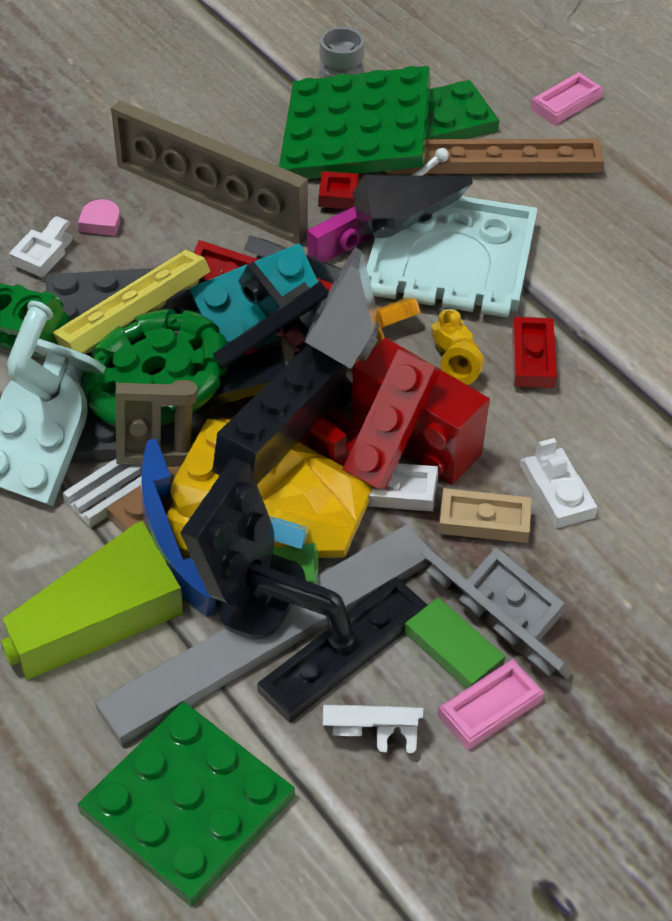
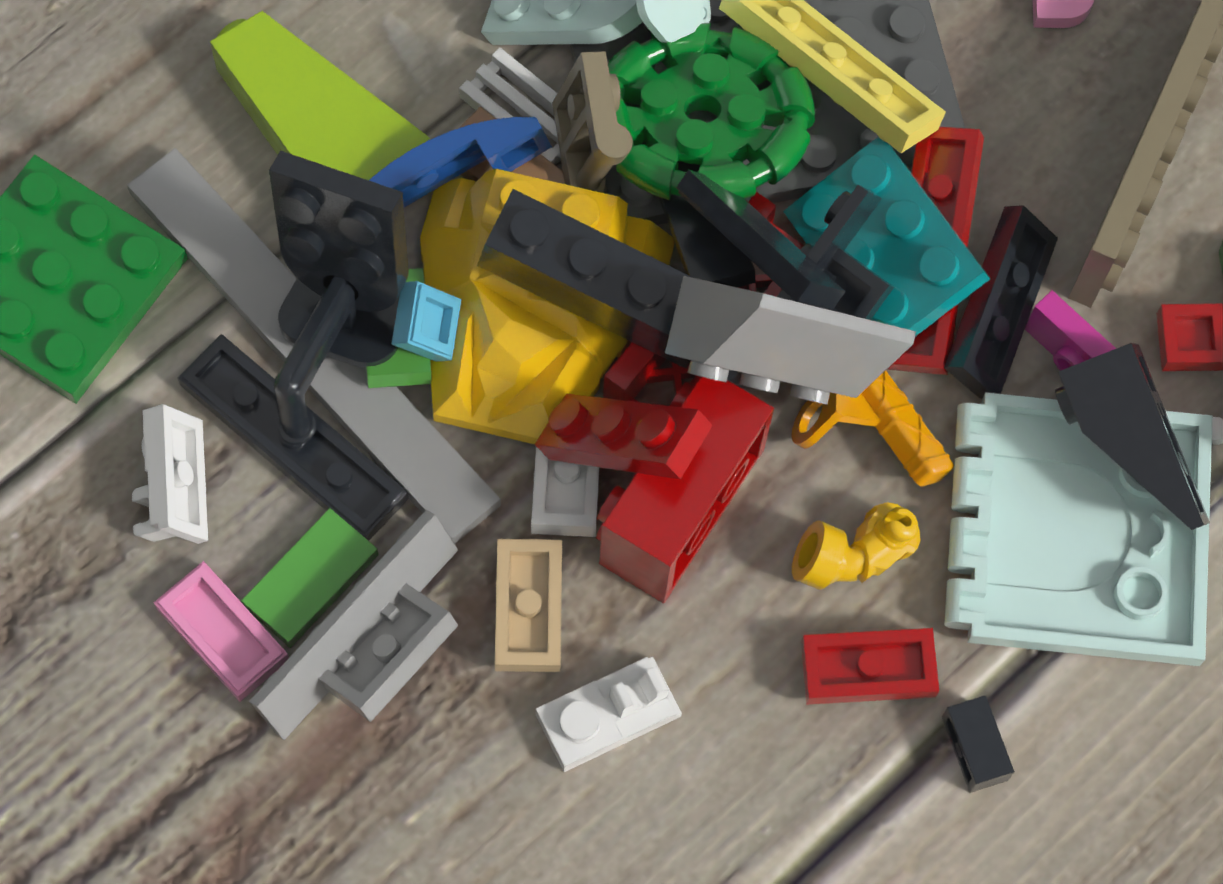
camera: 80 degrees right, 20 degrees up
(582, 312) = (977, 744): none -> black piece

